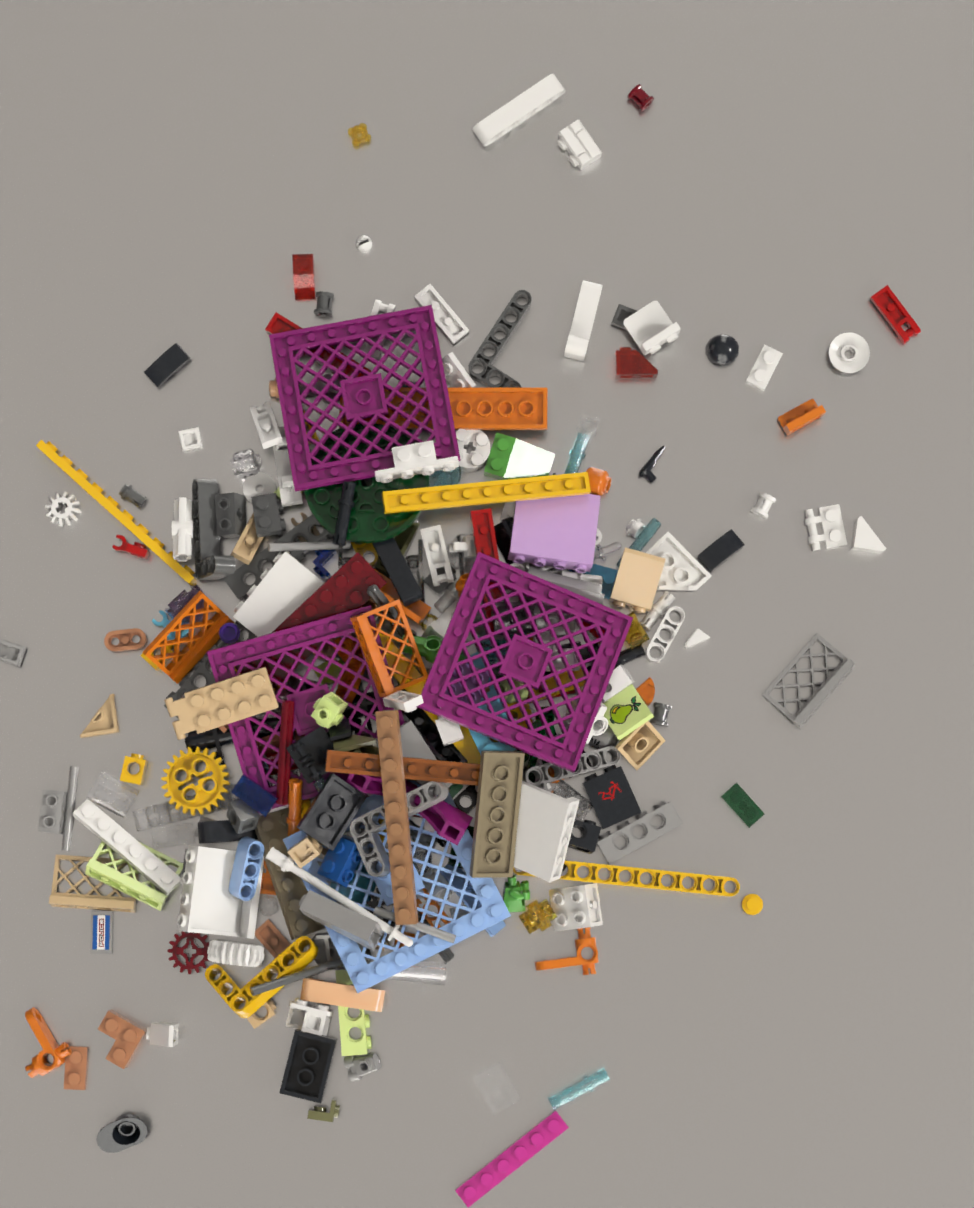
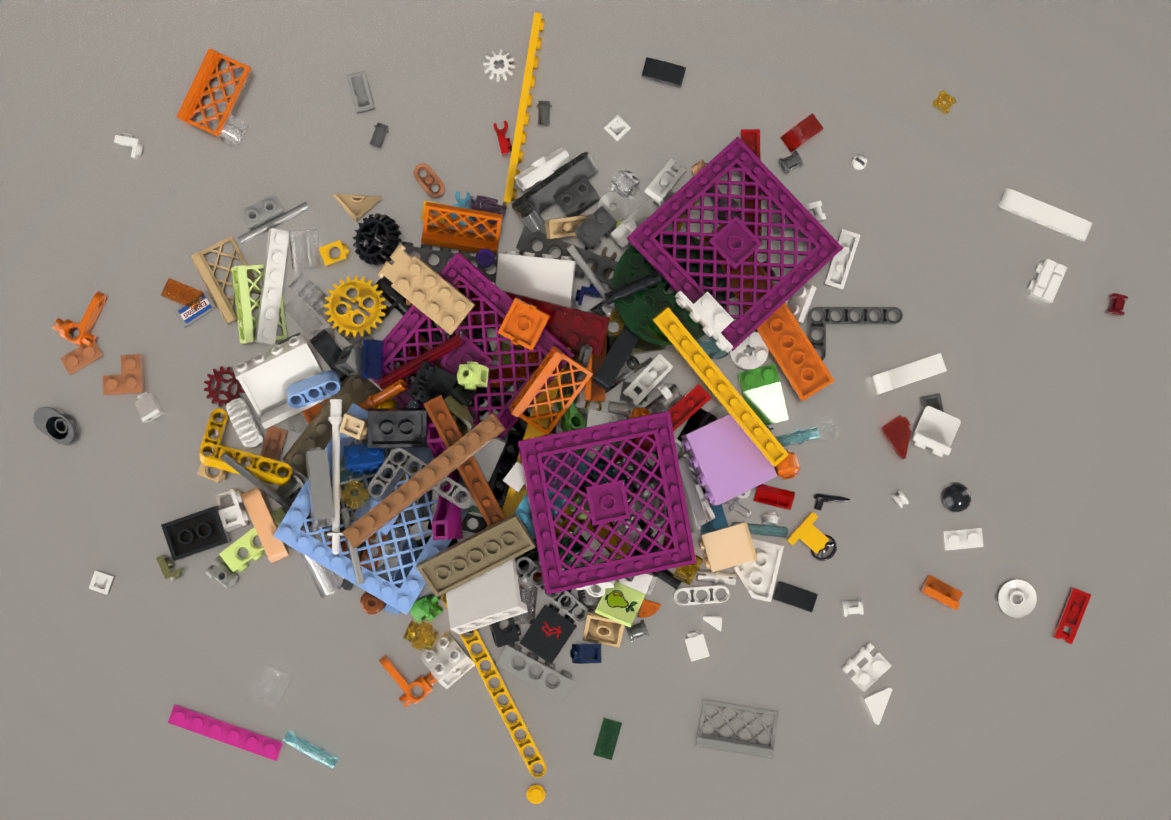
camera: 55 degrees right, 5 degrees up
(53, 659) = (379, 134): none -> dark grey pin
(79, 935) = (182, 294): none -> clear orange plate
(137, 712) = (382, 228): none -> black gear
(297, 1185) = (101, 582): none -> white plate
(312, 632) = (524, 324): none -> orange plate
(376, 891) = (358, 501): none -> clear yellow brick
(403, 701) = (515, 428): white plate -> none
(479, 943) = (371, 604): none -> dark orange head
(617, 511) = (774, 496): none -> red plate
(651, 774) = (586, 653): none -> dark blue bracket
(677, 500) = (813, 538): none -> yellow piece
(691, 400) = (900, 499): none -> white bush
(709, 669) = (696, 646): none -> white brick

